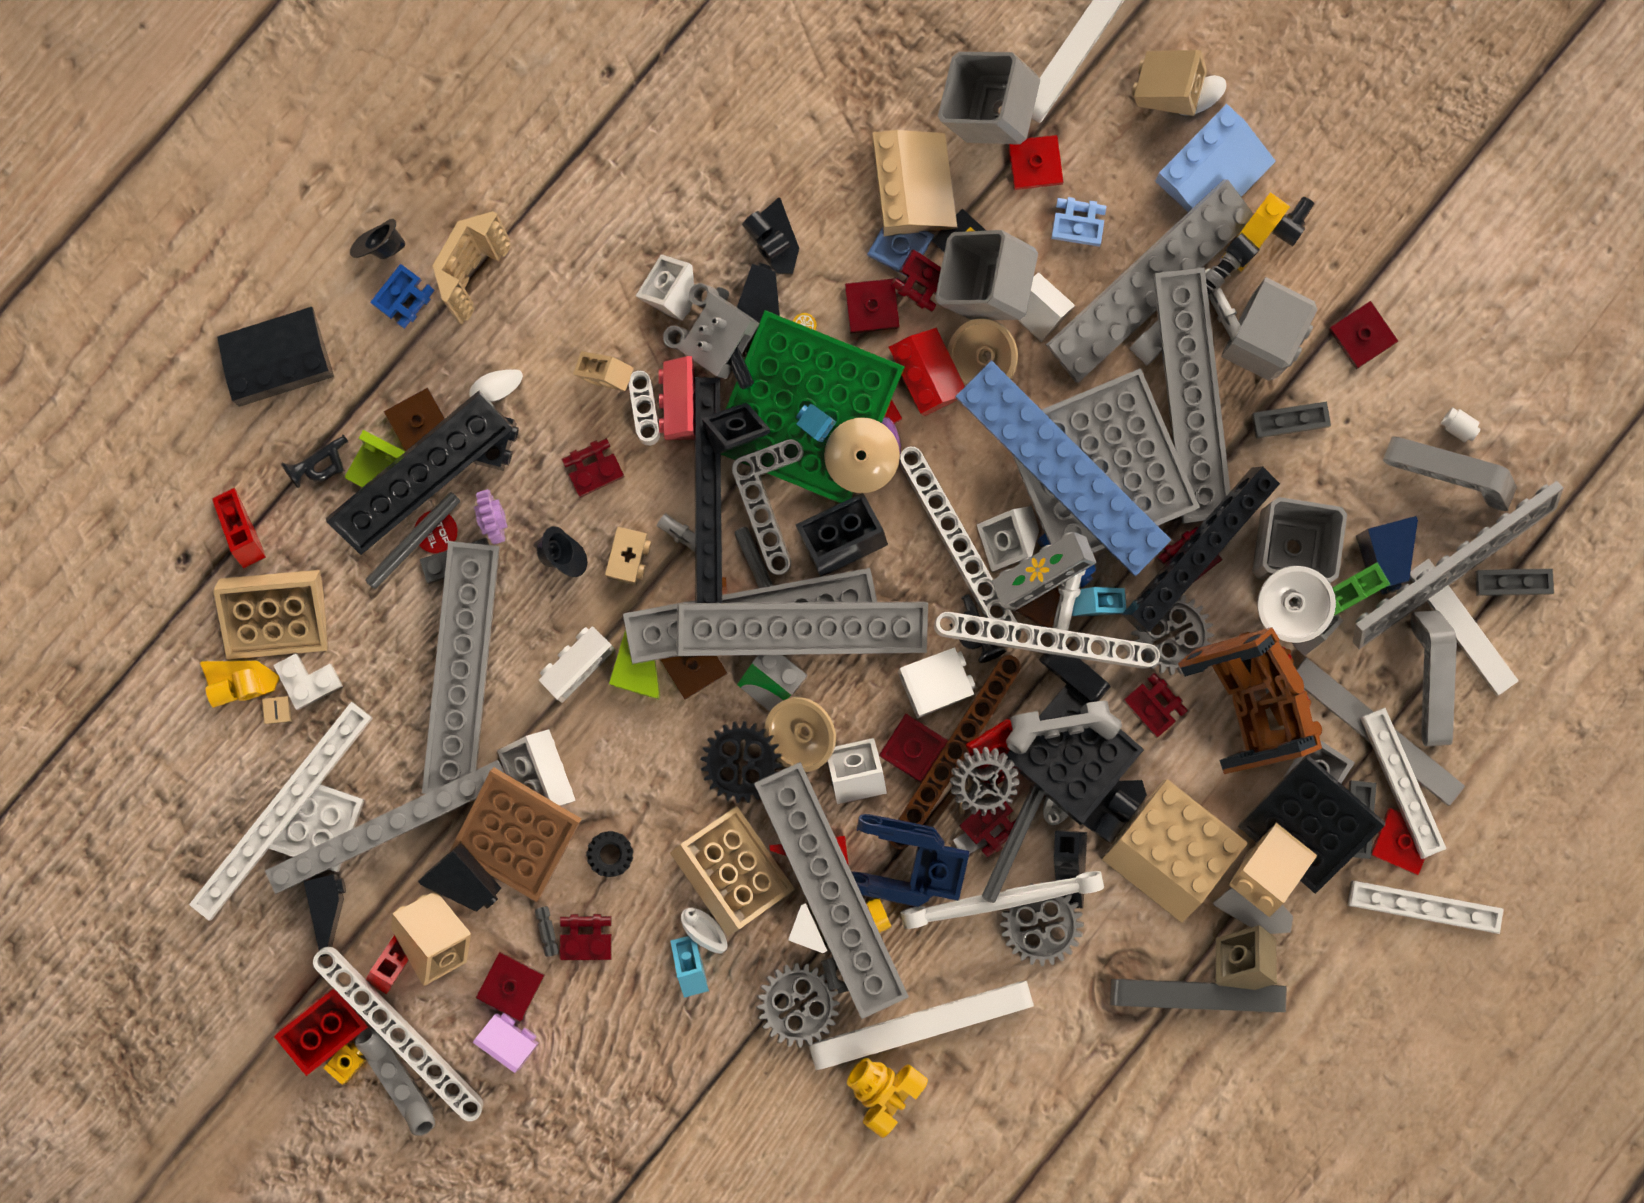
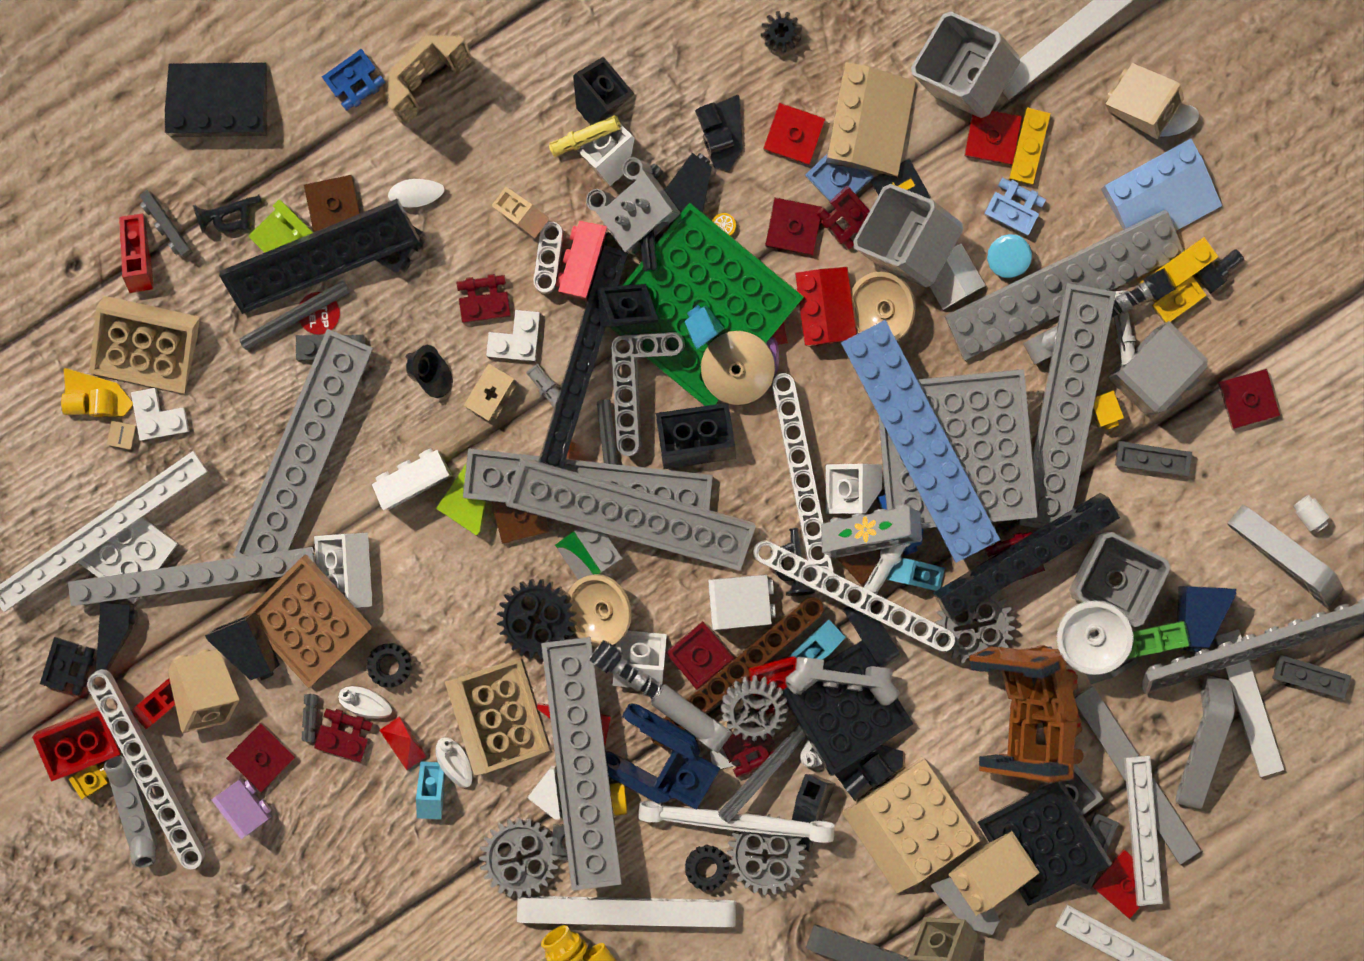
camera: 20 degrees right, 5 degrees up
(258, 491) = (164, 224): none -> dark grey plate
(281, 955) = (60, 663): none -> black plate
(380, 241) = (347, 20): black piece -> none
(490, 516) = (373, 317): lavender gear -> none
(597, 899) = (364, 702): none -> white arm
(636, 286) = (575, 140): none -> light yellow pin
(642, 501) = (520, 344): none -> white plate
(644, 234) = (599, 91): none -> black slope
(647, 927) = (403, 743): none -> red slope
(806, 117) = (773, 27): none -> black gear
(844, 218) = (794, 134): none -> red plate
(891, 798) = (663, 698): none -> piece
(1003, 956) = (720, 875): none -> black tyre
(1028, 697) = (820, 643): none -> medium azure slope
(1073, 161) = (1029, 146): none -> yellow plate
(1089, 269) = (1009, 256): none -> medium azure piece
(1150, 710) = (931, 690): dark red plate -> none
(1232, 387) = (1107, 410): none -> yellow brick
(1265, 261) = (1179, 300): none -> yellow plate

